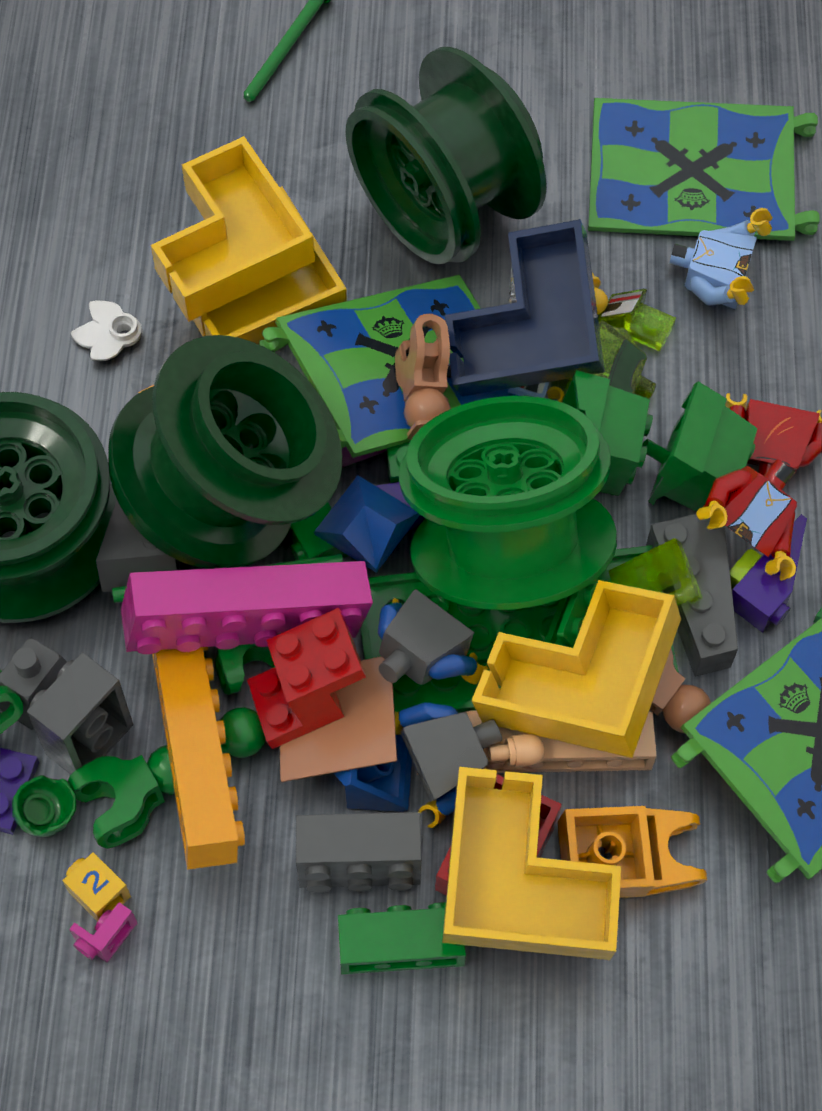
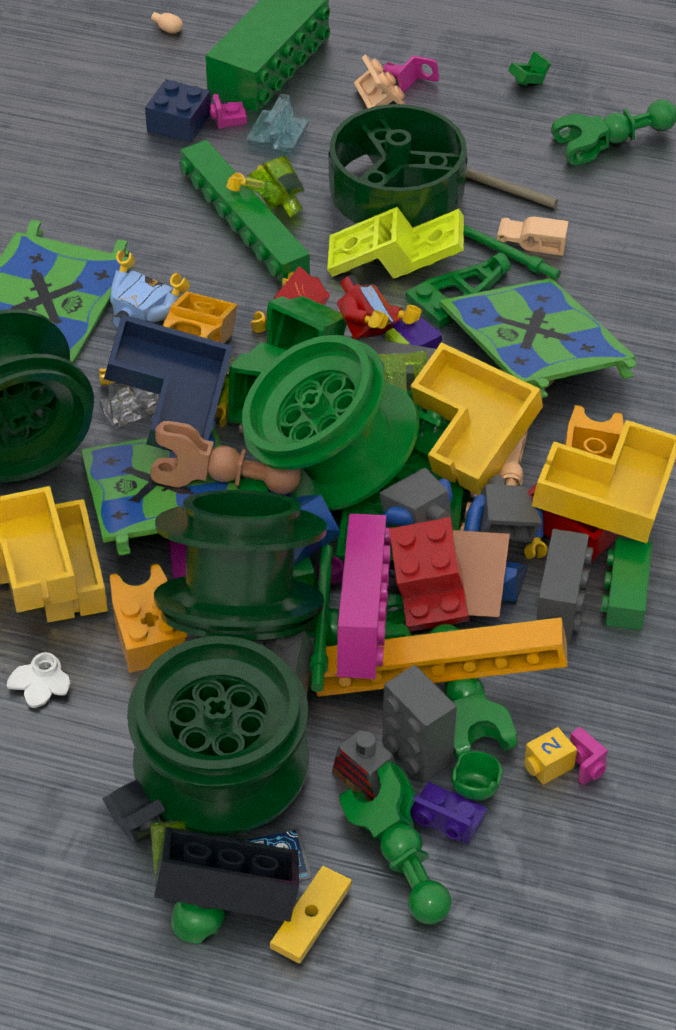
camera: 75 degrees left, 15 degrees down
(676, 329) = (202, 316): none -> light orange brick

